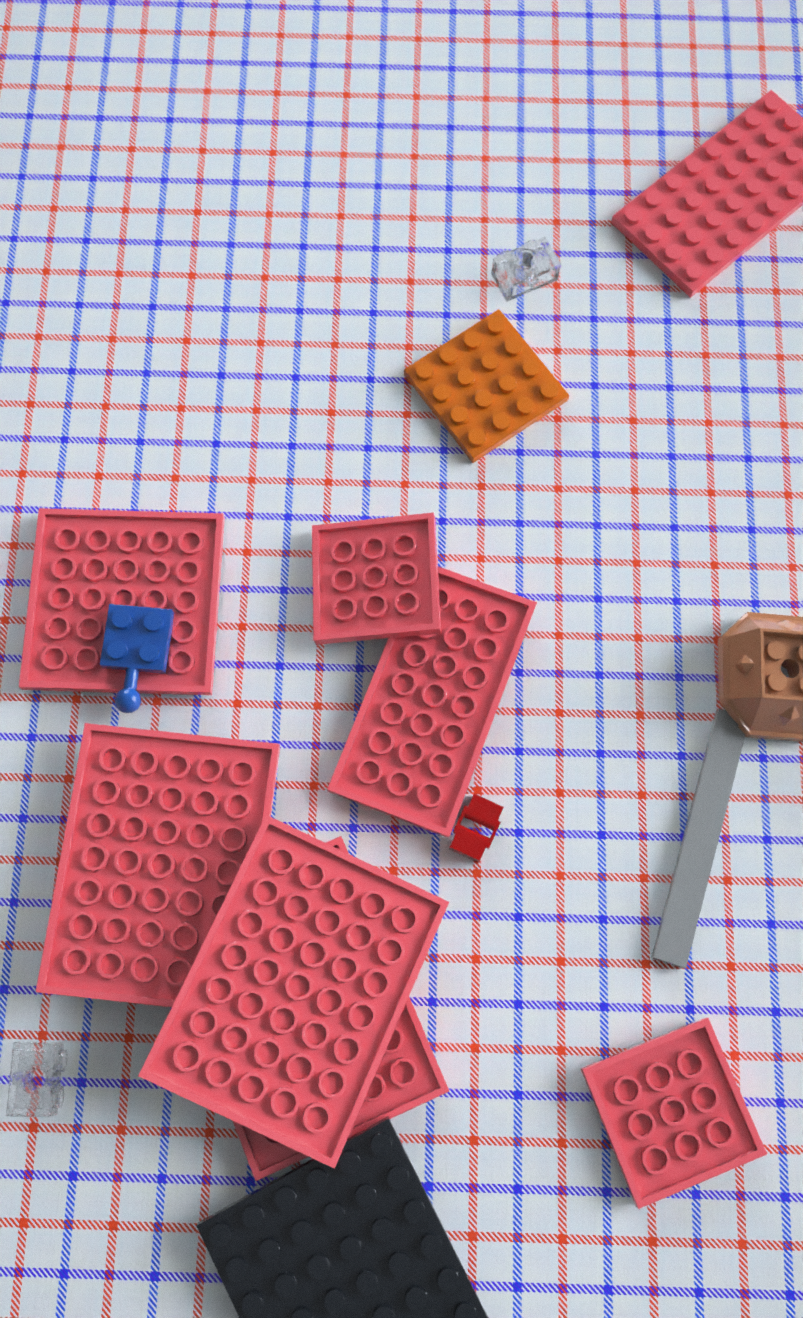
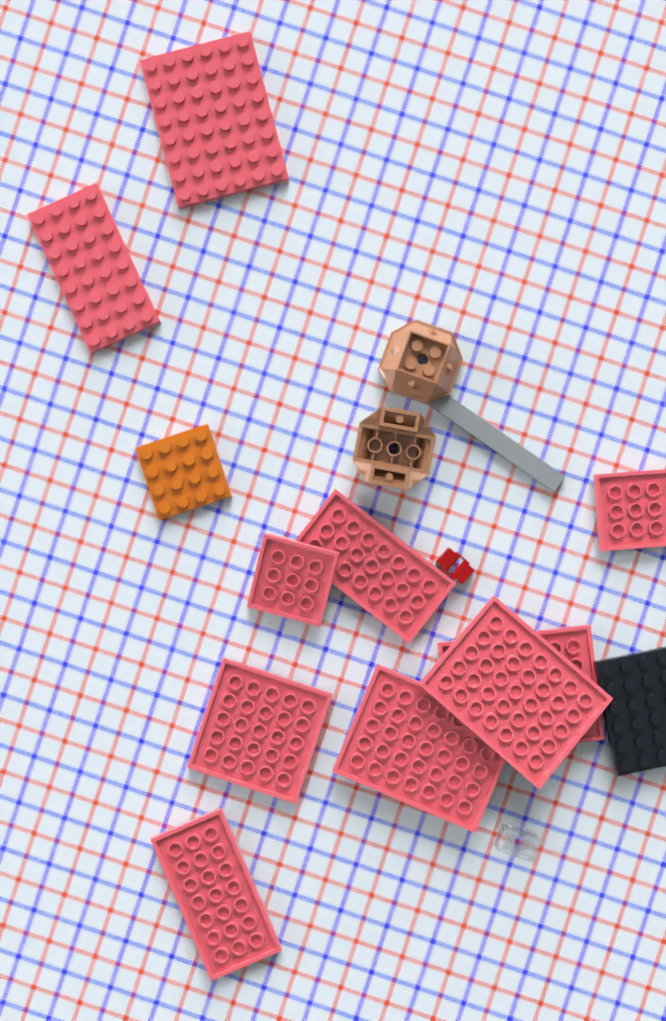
camera: 70 degrees left, 15 degrees up
(136, 642) = (290, 730): blue plate -> none
(515, 280) = (118, 431): clear brick -> none
(659, 649) = (396, 427): none -> nougat piece

